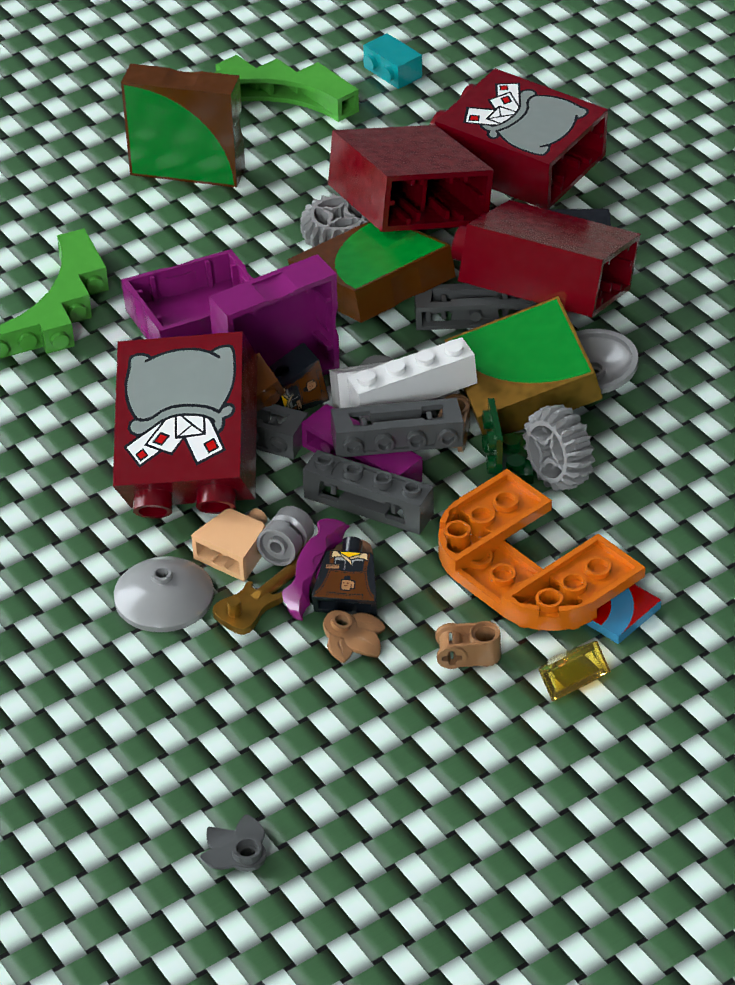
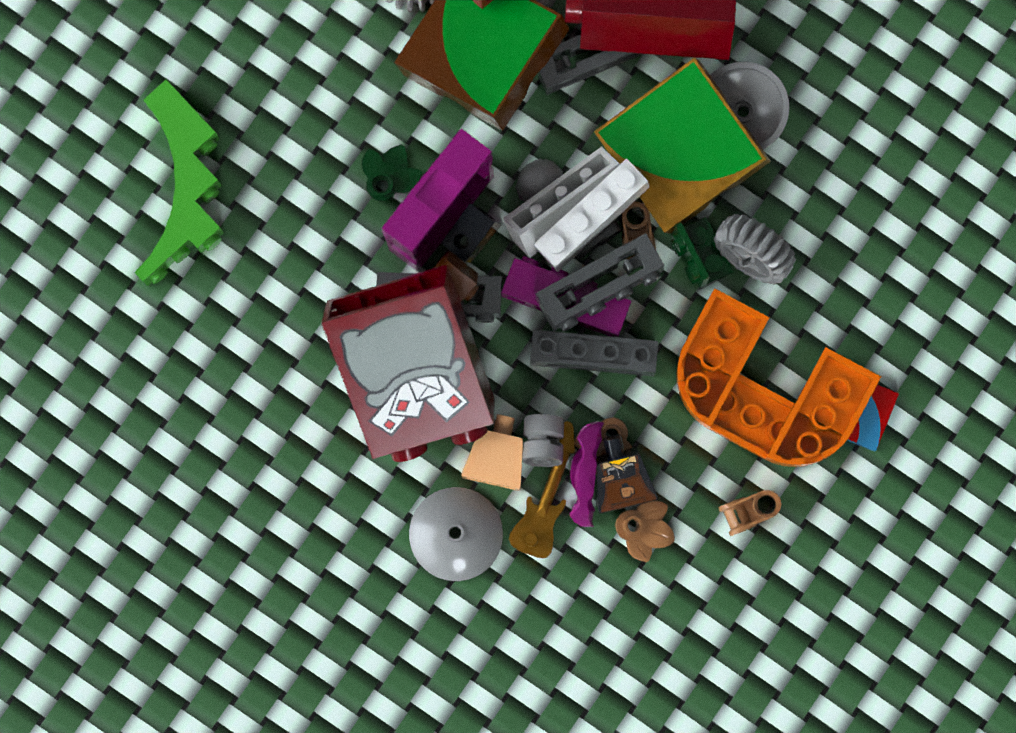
camera: 15 degrees left, 40 degrees up
(177, 297) = (331, 155): magenta tile -> none
(573, 669) = (847, 503): clear yellow slope -> none

